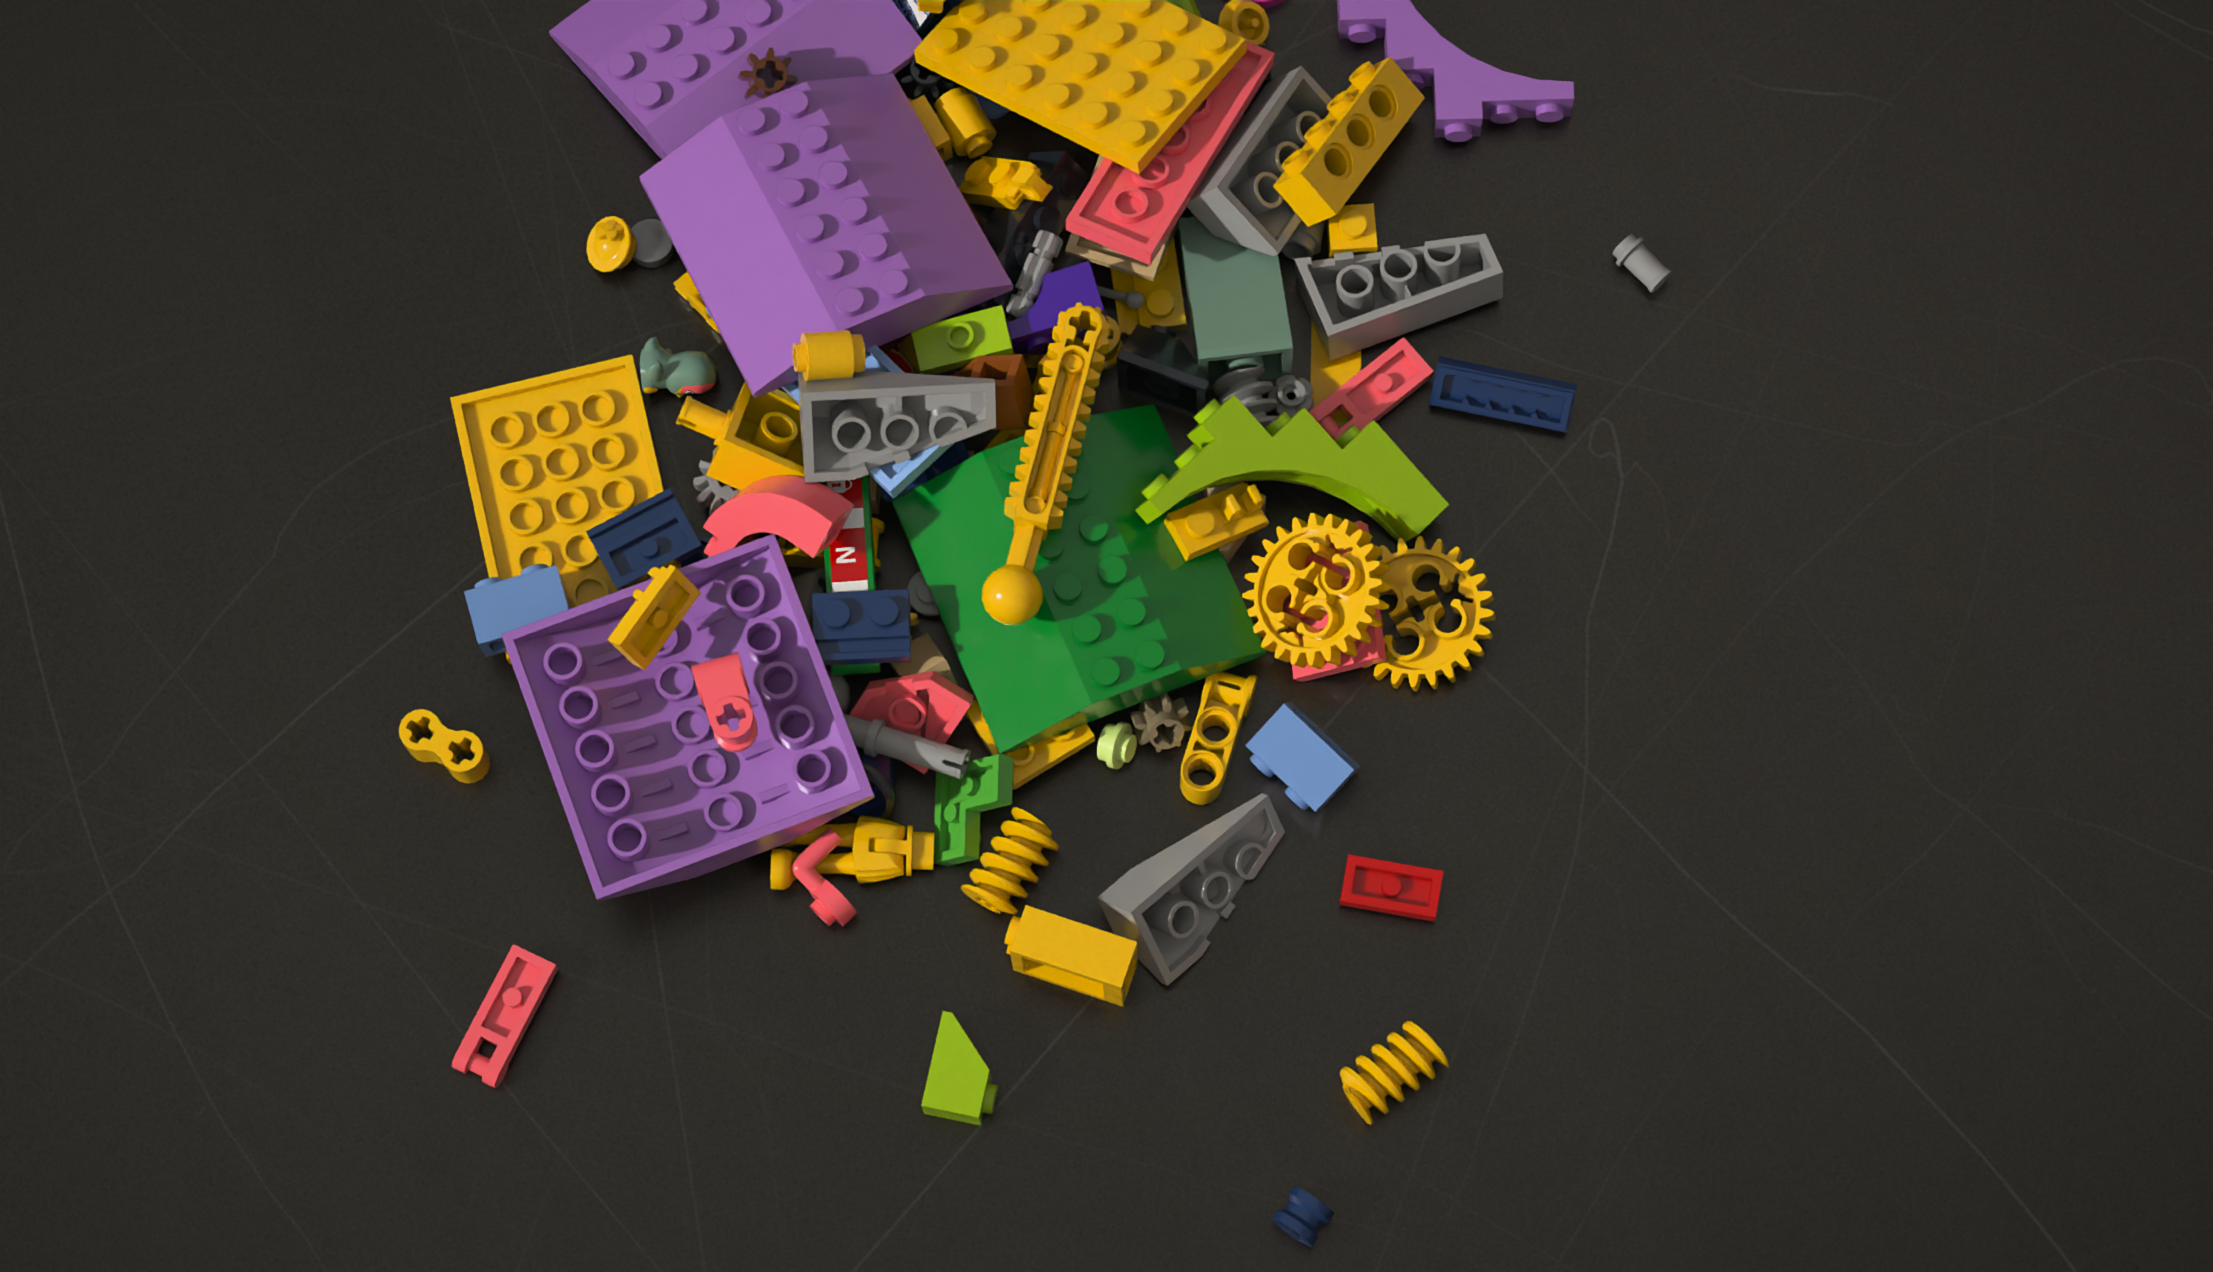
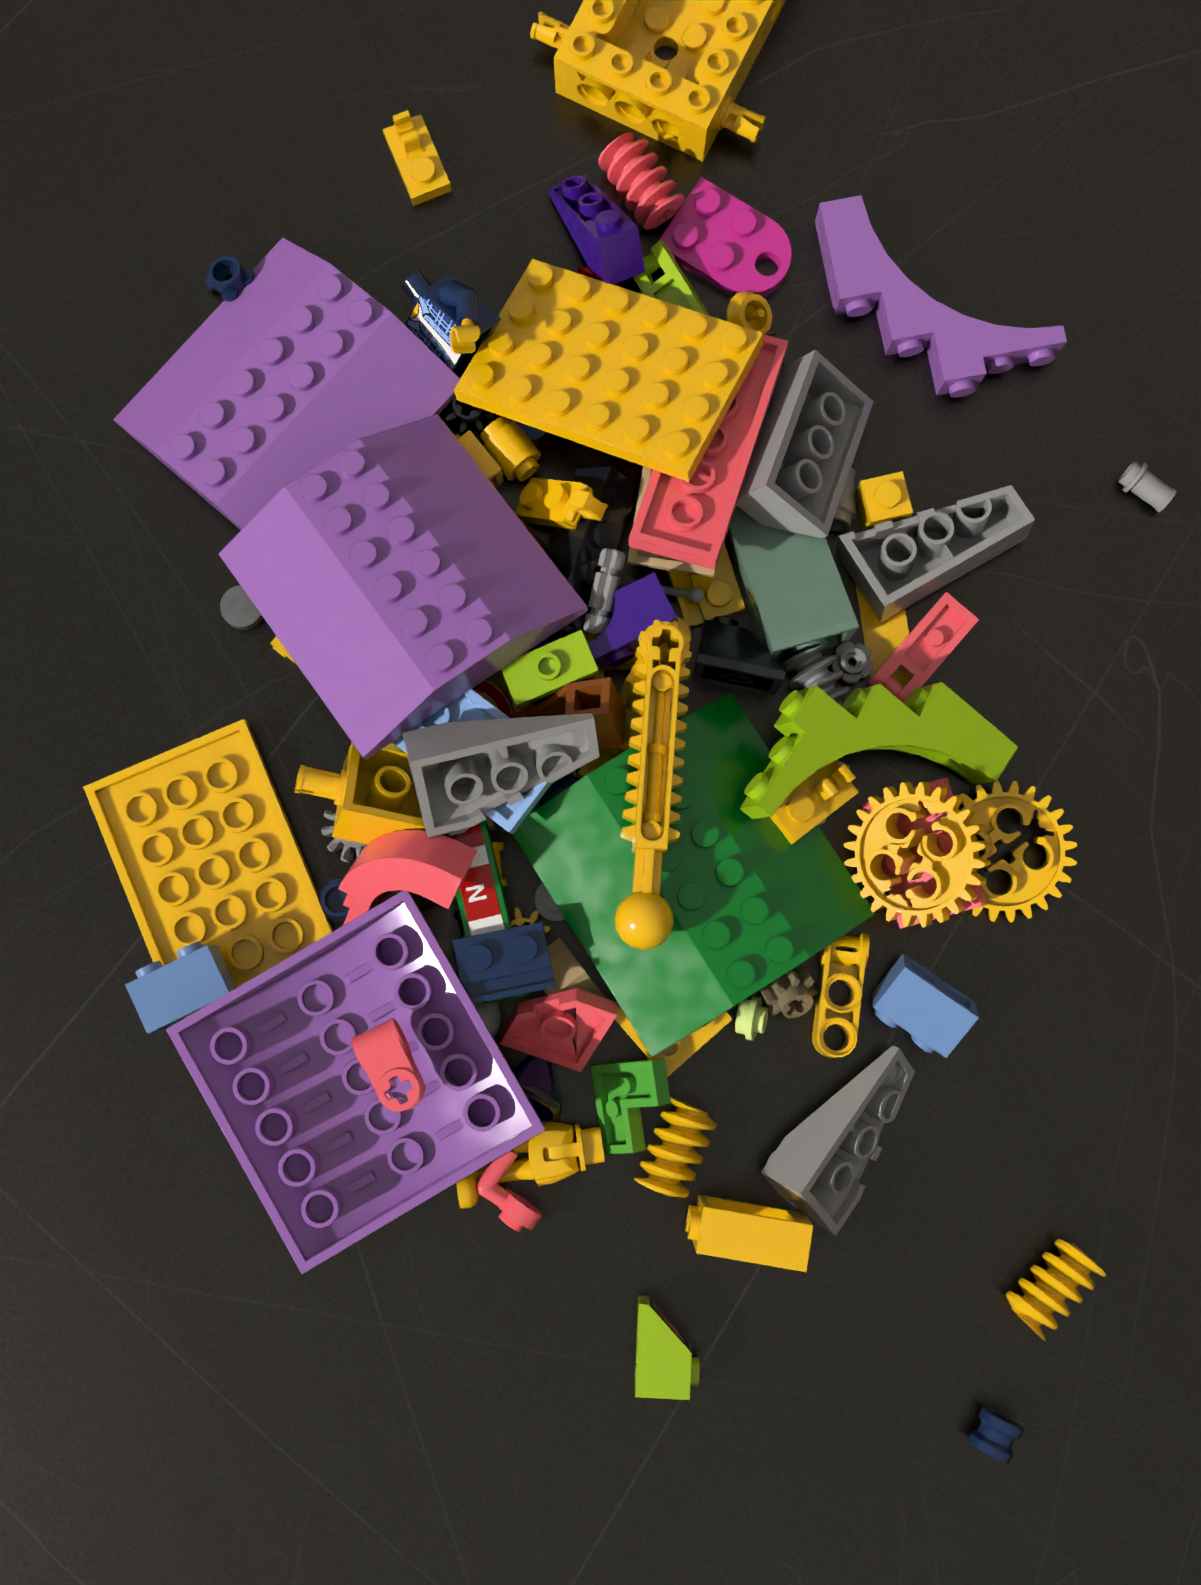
camera: 10 degrees left, 10 degrees up
(444, 746) = (136, 1119): yellow axle -> none
(505, 1014) = (238, 1361): coral plate -> none
(611, 244) = (206, 616): yellow hat -> none
(644, 538) = (286, 899): dark blue plate -> none
(654, 615) = (307, 994): yellow plate -> none
(680, 372) = (292, 728): sand green animal -> none
(778, 70) = (330, 430): reddish brown gear -> none
(829, 355) = (429, 716): yellow brick -> none
(907, 747) = (558, 1060): light grey pin -> none
(1348, 141) = (870, 416): yellow brick -> none
(1391, 888) = (1022, 1112): red plate -> none
(1503, 394) = (1044, 630): dark blue plate -> none

